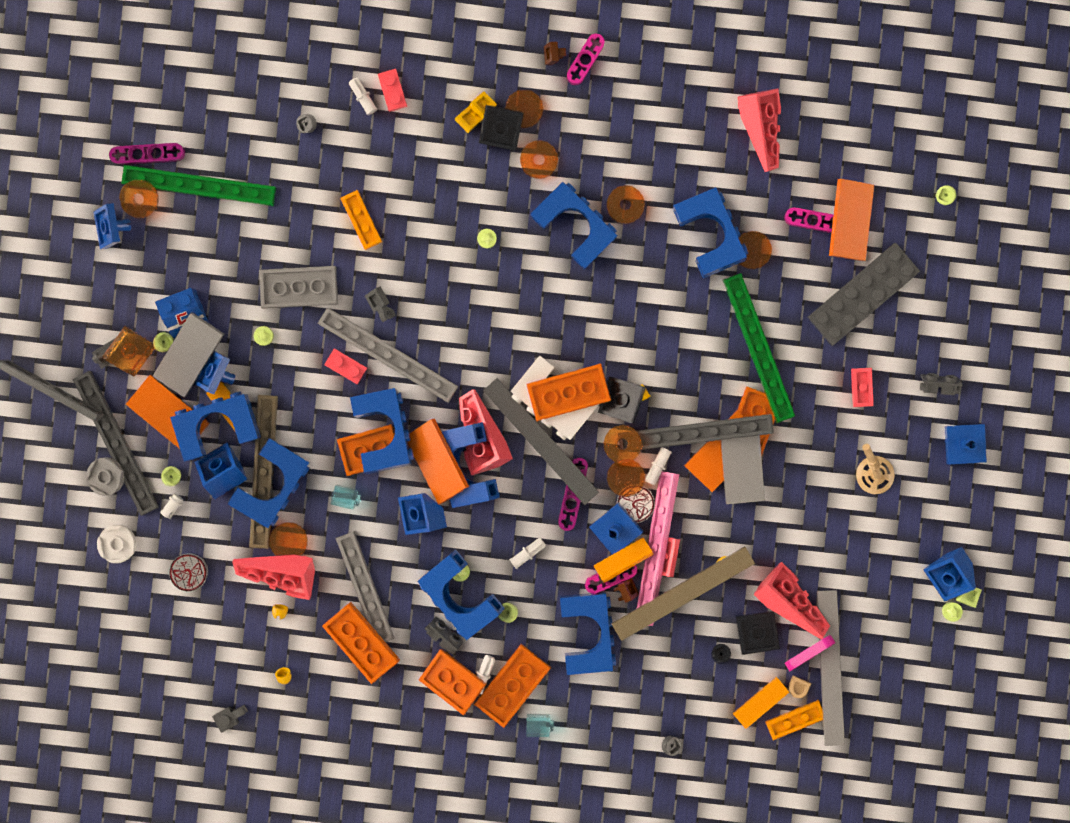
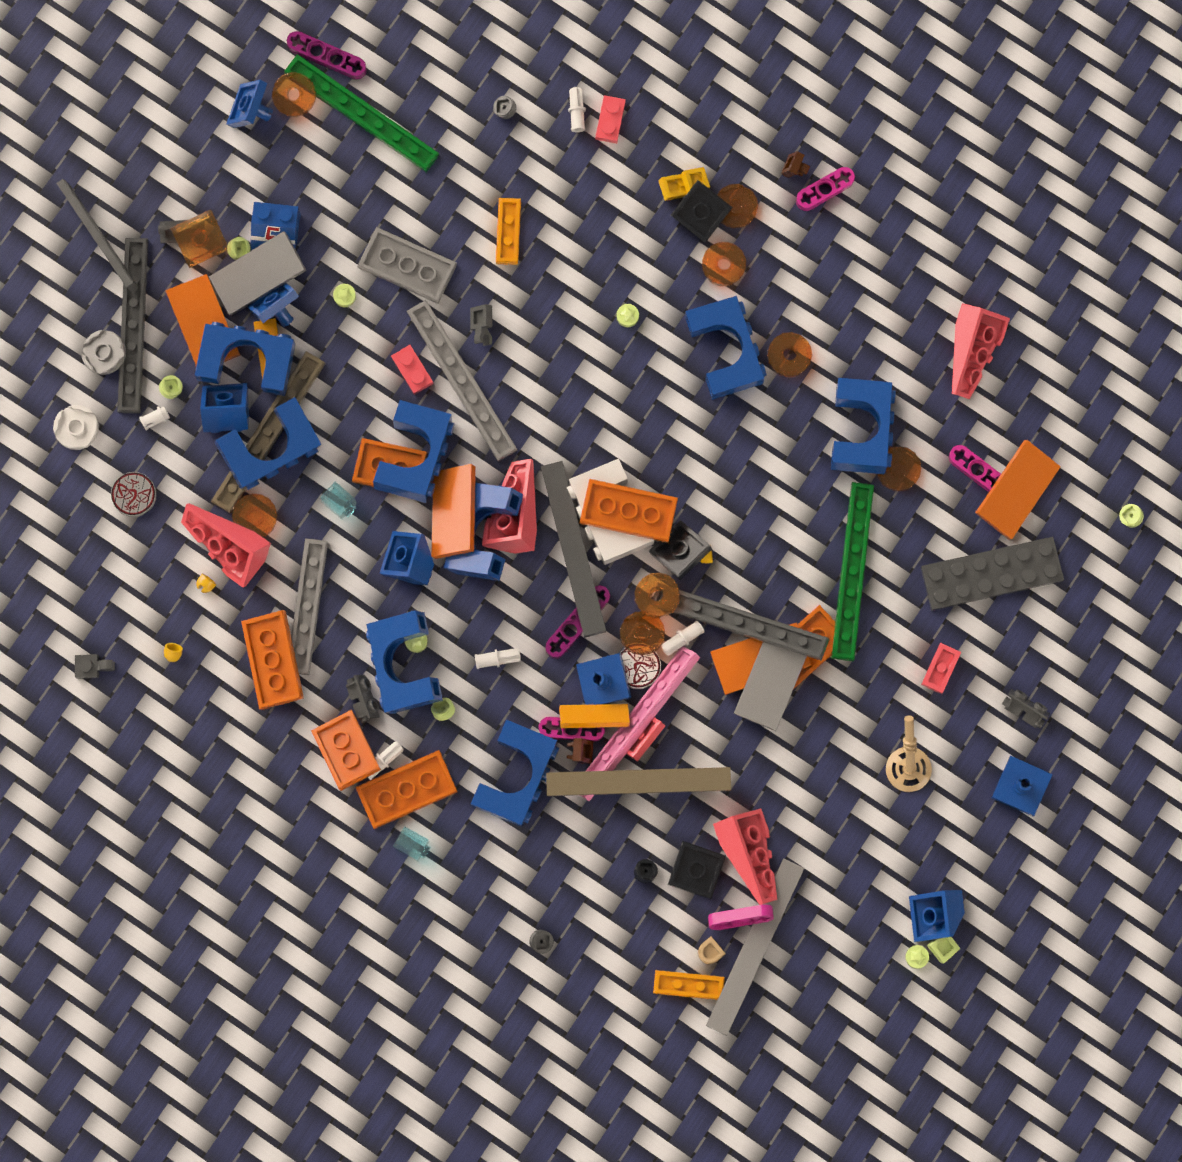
camera: 25 degrees right, 10 degrees down
(761, 702) = (661, 946): light orange tile -> none

